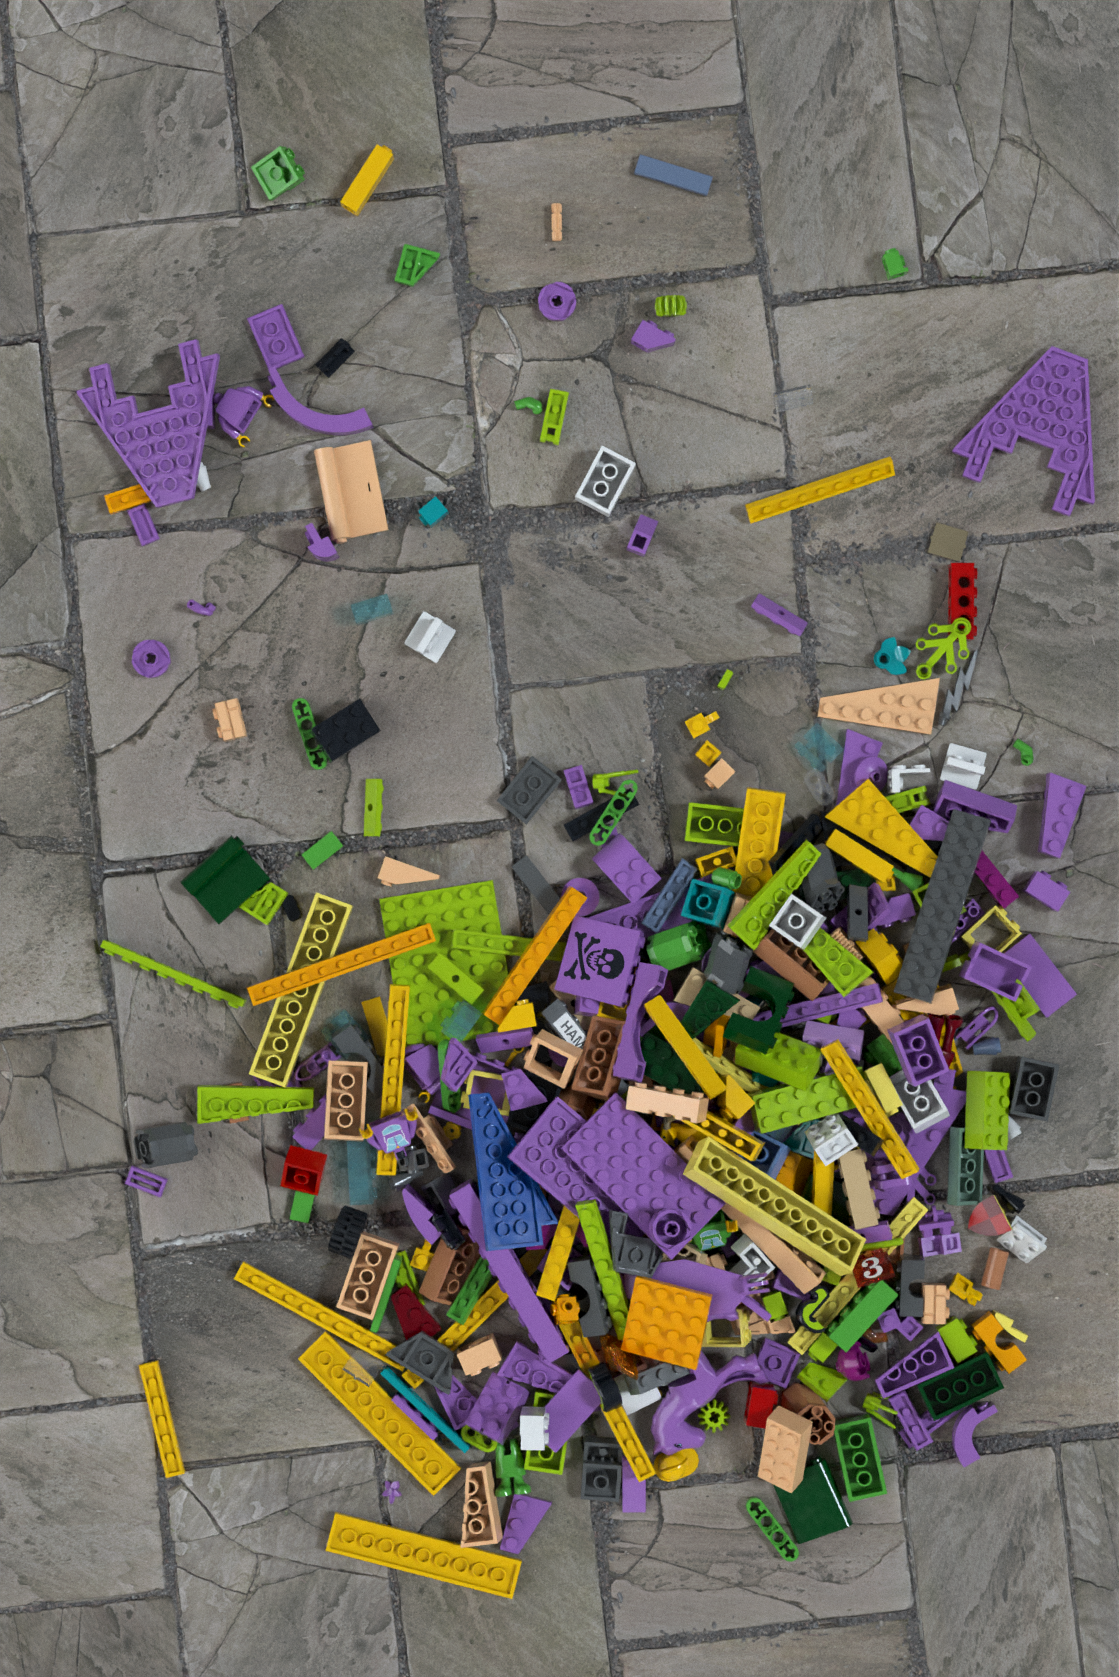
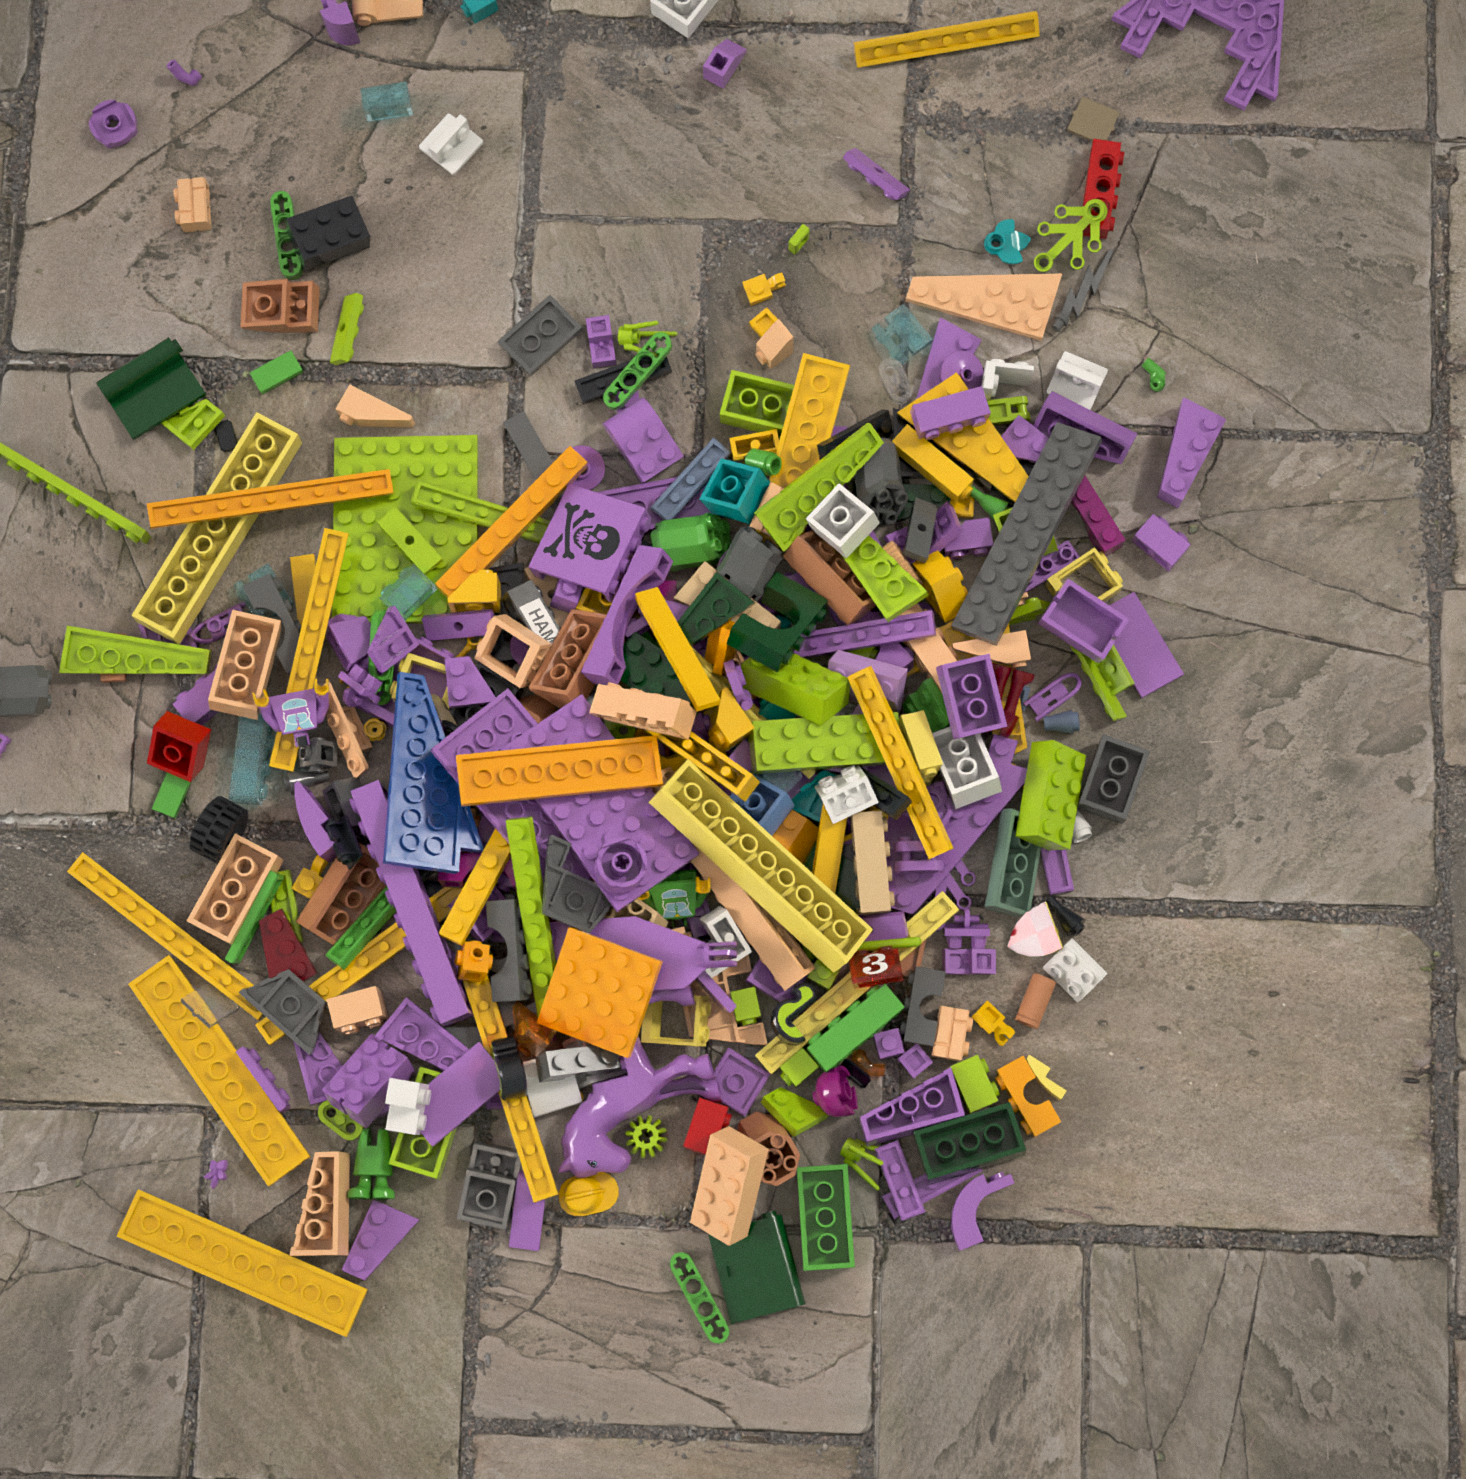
camera: 15 degrees right, 10 degrees down
(315, 795) = (280, 306): none -> nougat slope
(425, 1409) = (278, 1072): teal tile -> none
(435, 1106) = (361, 685): none -> medium lavender hips
(506, 1114) = (442, 710): none -> dark tan piece
(610, 1160) = (558, 770): none -> light orange plate
(736, 1068) = (736, 681): none -> medium lavender plate
(869, 818) = (950, 413): none -> medium lavender brick

